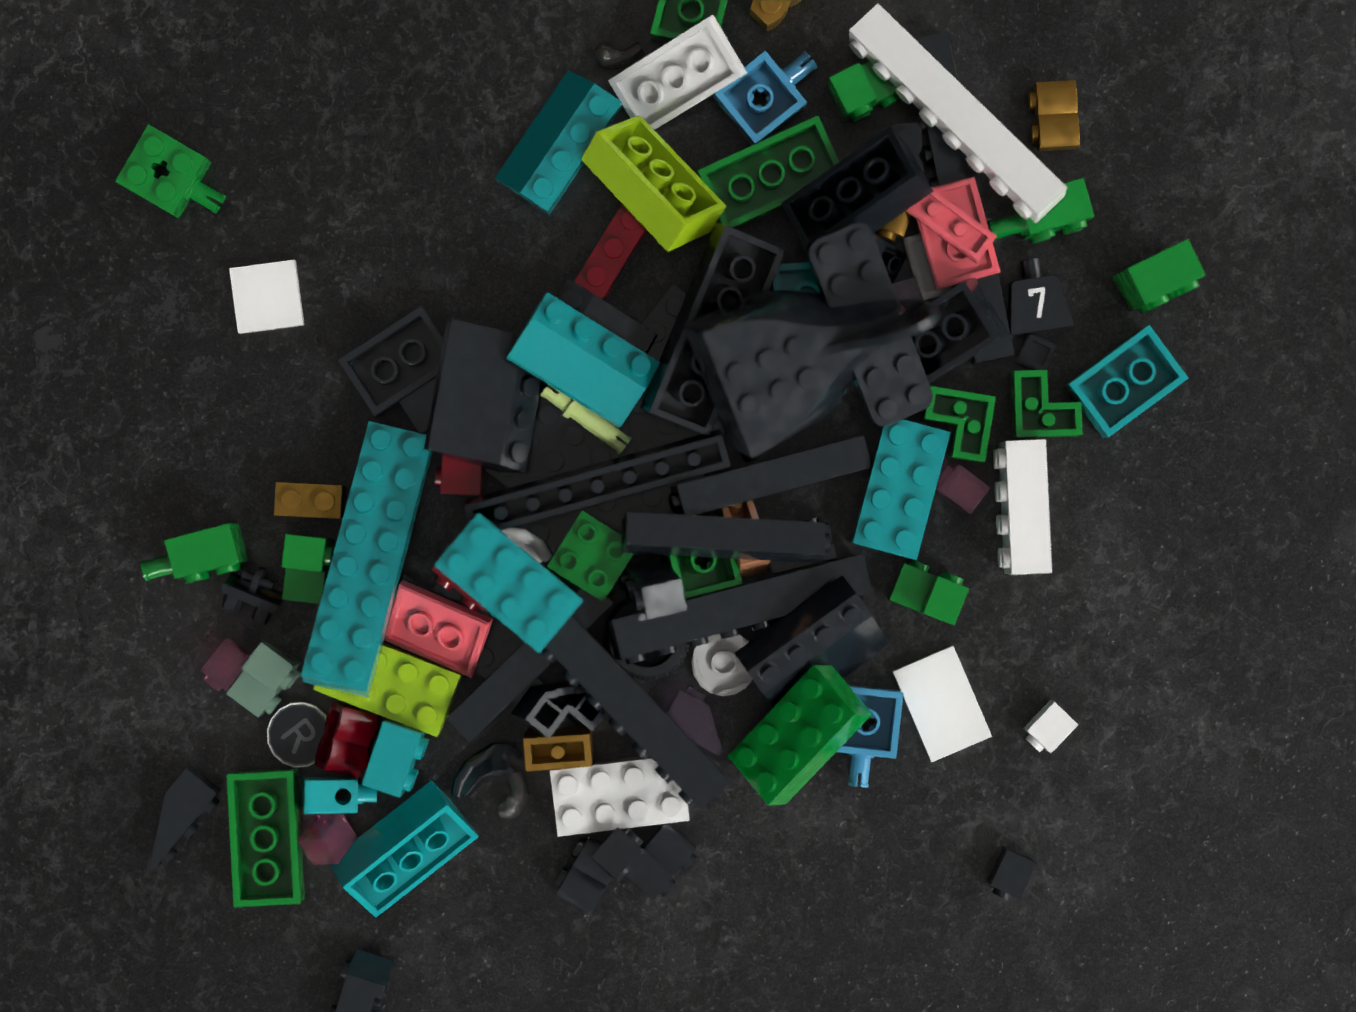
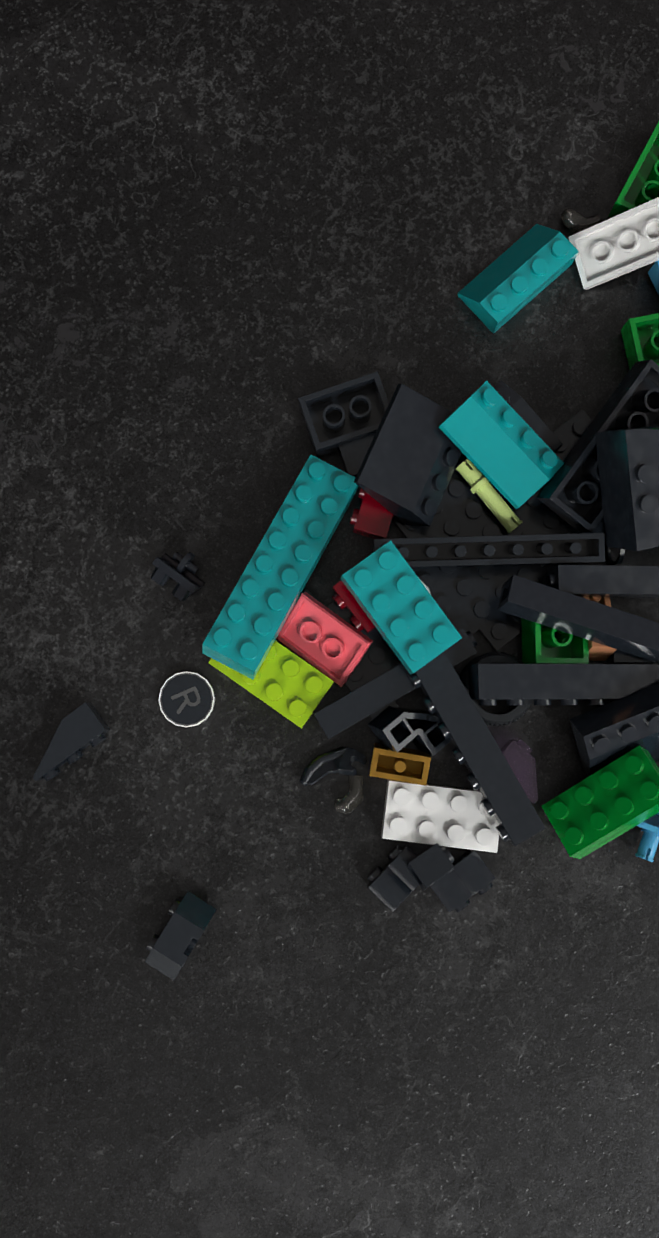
camera: 10 degrees right, 5 degrees down
(182, 183) = (198, 223): green brick -> none
(198, 554) = (144, 528): green brick -> none
(225, 665) = (141, 627): clear pink brick -> none
(264, 677) = (170, 644): sand green brick -> none
(265, 837) = (136, 778): green brick -> none
(266, 296) = (251, 341): white tile -> none
(307, 567) = (229, 559): green brick -> none
(310, 500) = (244, 508): pearl gold brick -> none
(320, 792) = (191, 751): teal torso -> none
(327, 838) = (187, 791): clear pink brick -> none
(346, 740) = (224, 712): dark red brick -> none
(394, 758) = (261, 737): teal brick -> none
(403, 849) = (247, 816): teal slope -> none
(590, 556) = (471, 607): green bracket -> none
(611, 253) = (546, 365): dark red brick -> none
(652, 585) = (516, 644): black brick -> none
(653, 182) = (591, 319): lime brick -> none
(718, 667) = (550, 729): white tile -> none

